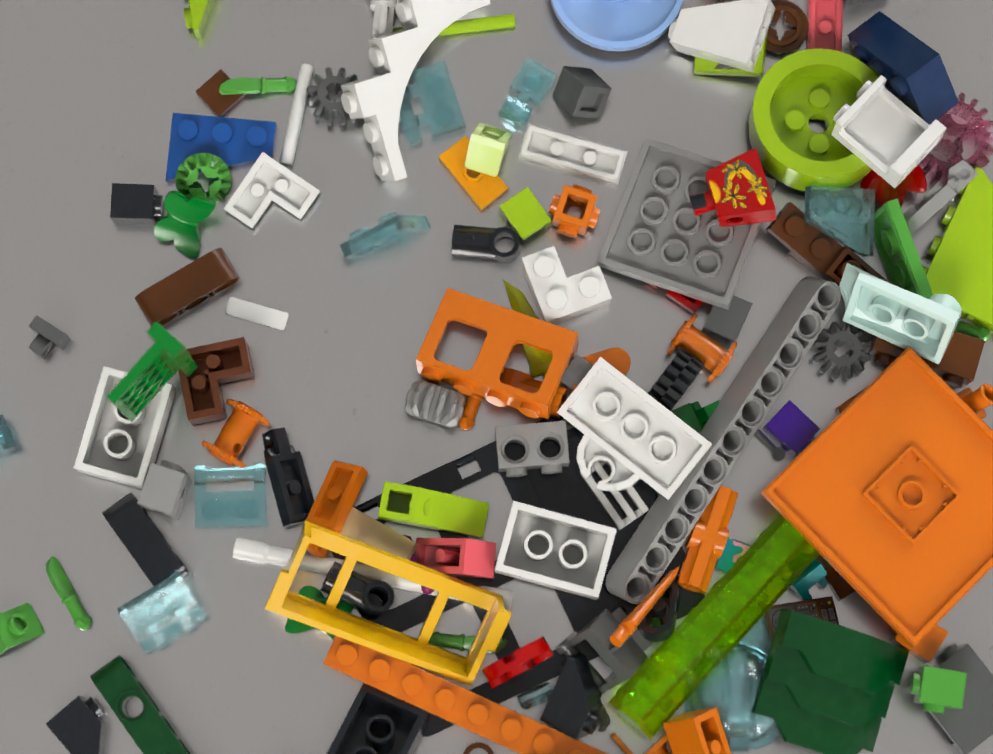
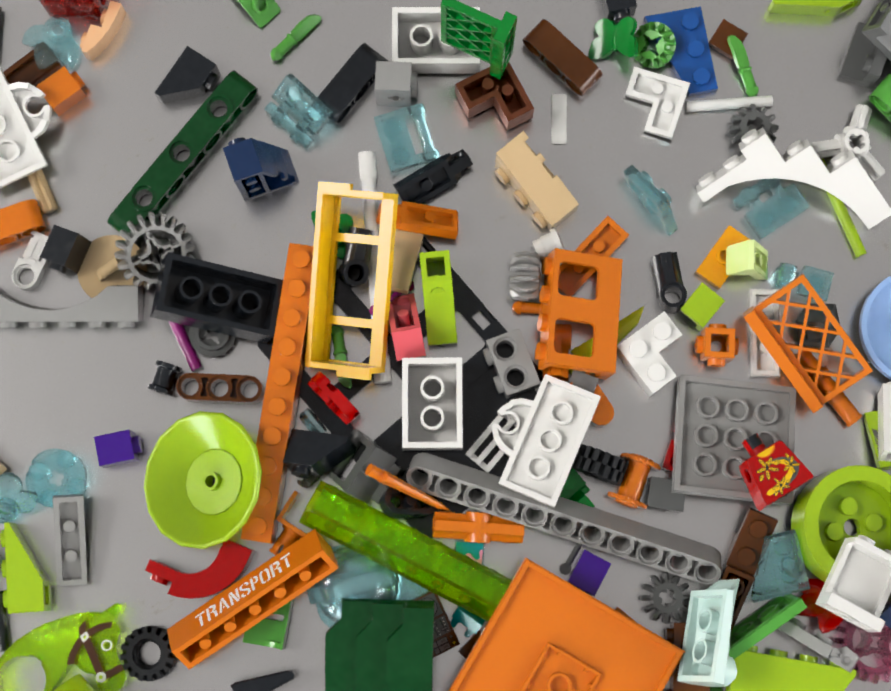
camera: 80 degrees right, 0 degrees up
(220, 675) = (259, 167): none -> dark blue wedge
(235, 433) = (456, 126): orange hose -> none
(330, 362) = (534, 183): none -> tan wedge
(403, 366) = (547, 243): none -> white piece
(420, 308) = (602, 241): none -> orange plate
(602, 140) = (786, 358): none -> orange fence
(639, 108) = (840, 403): none -> orange pin

